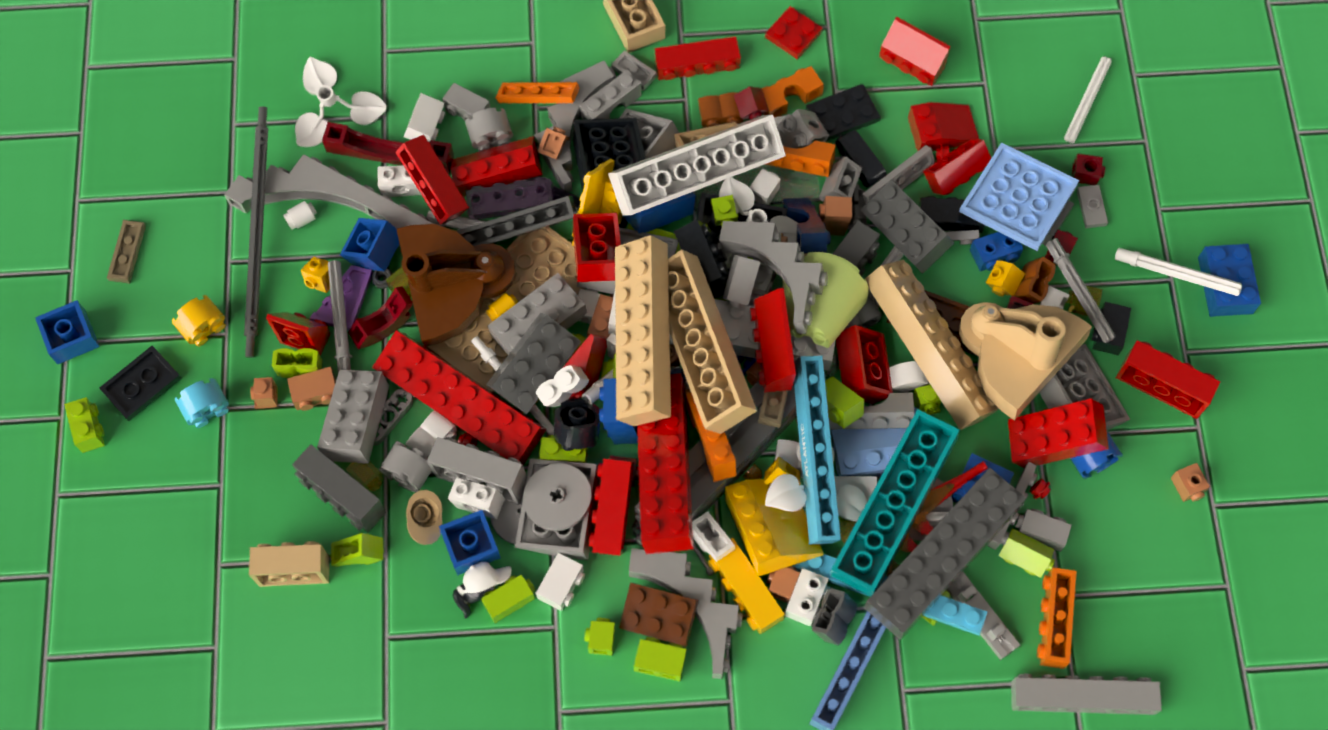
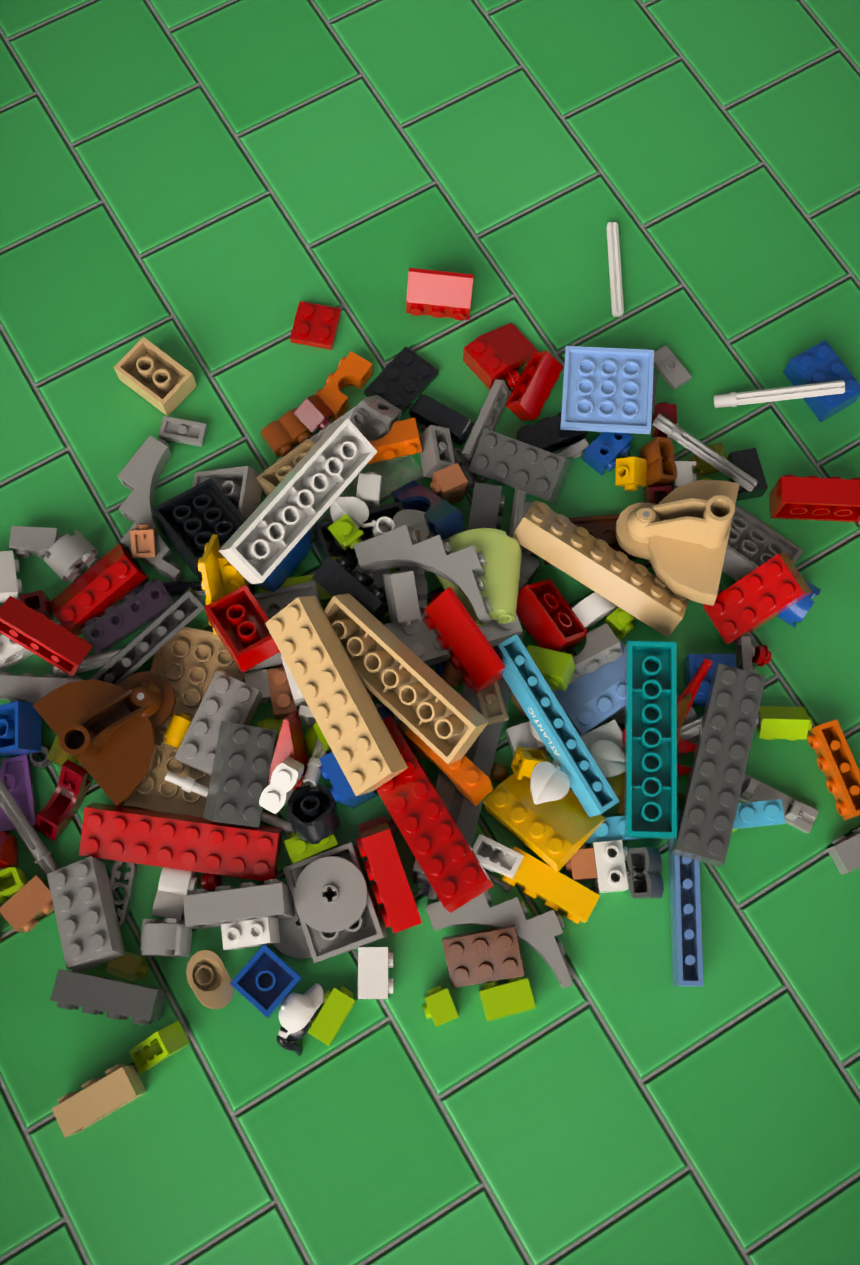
camera: 30 degrees left, 5 degrees up
(538, 92) = (101, 497): orange plate -> none
(623, 90) = (181, 458): light grey arch -> none
(697, 58) = (238, 392): red brick -> none
(1047, 530) = (787, 692): light grey brick -> none
(1091, 162) = (644, 341): dark red brick -> none

